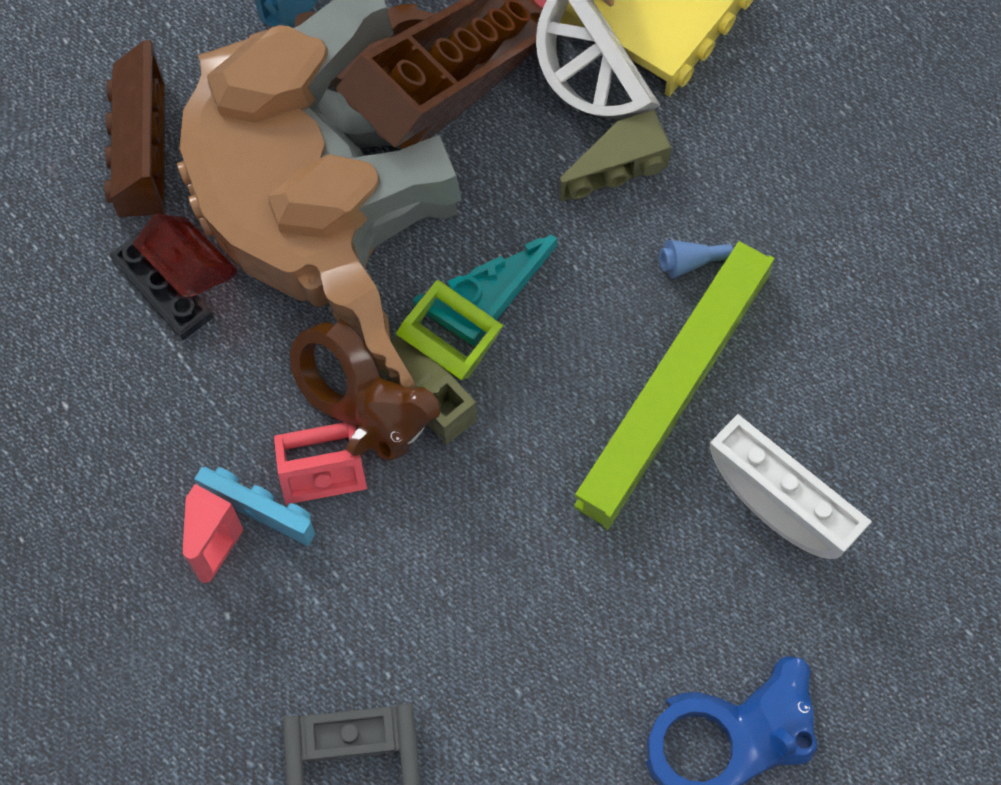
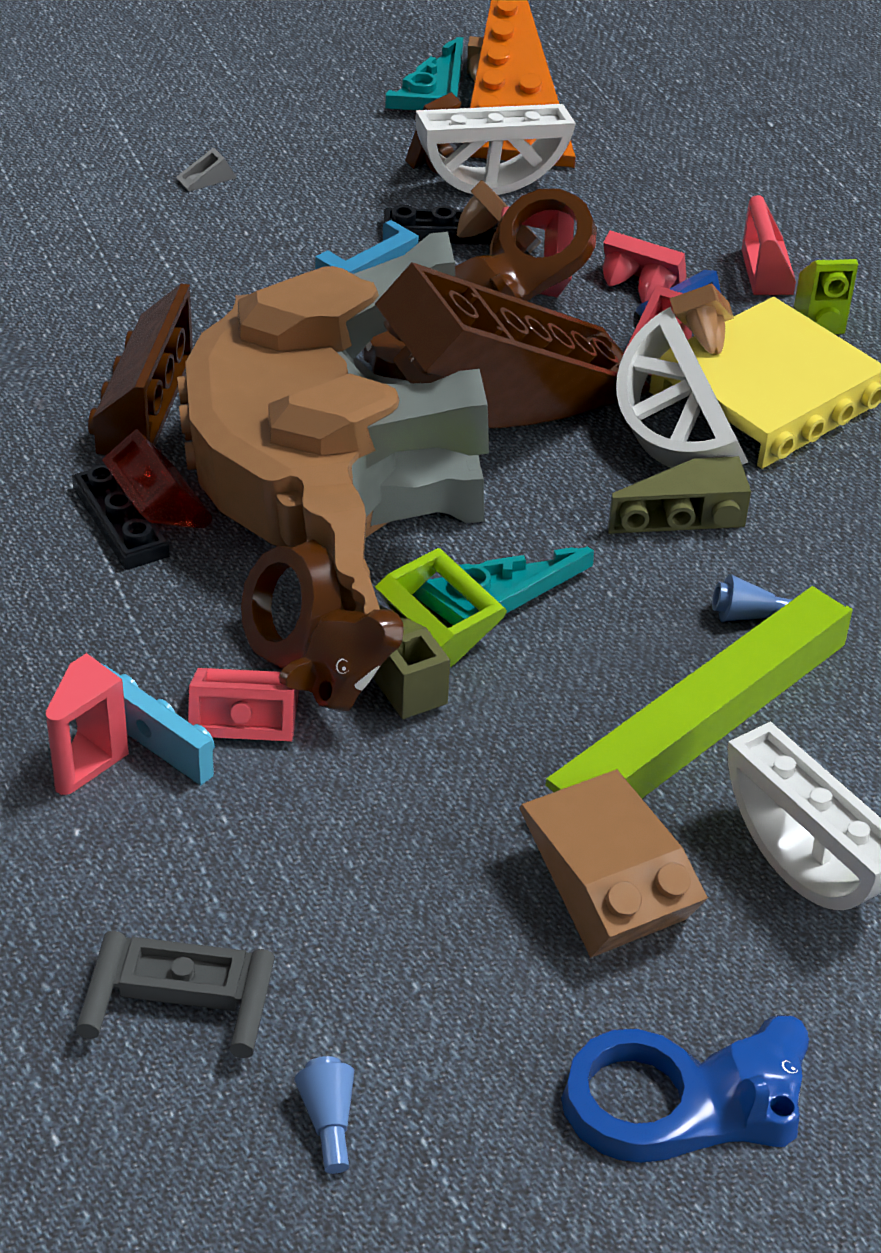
camera: 10 degrees right, 25 degrees down
(640, 559) = (612, 862): none -> medium nougat slope

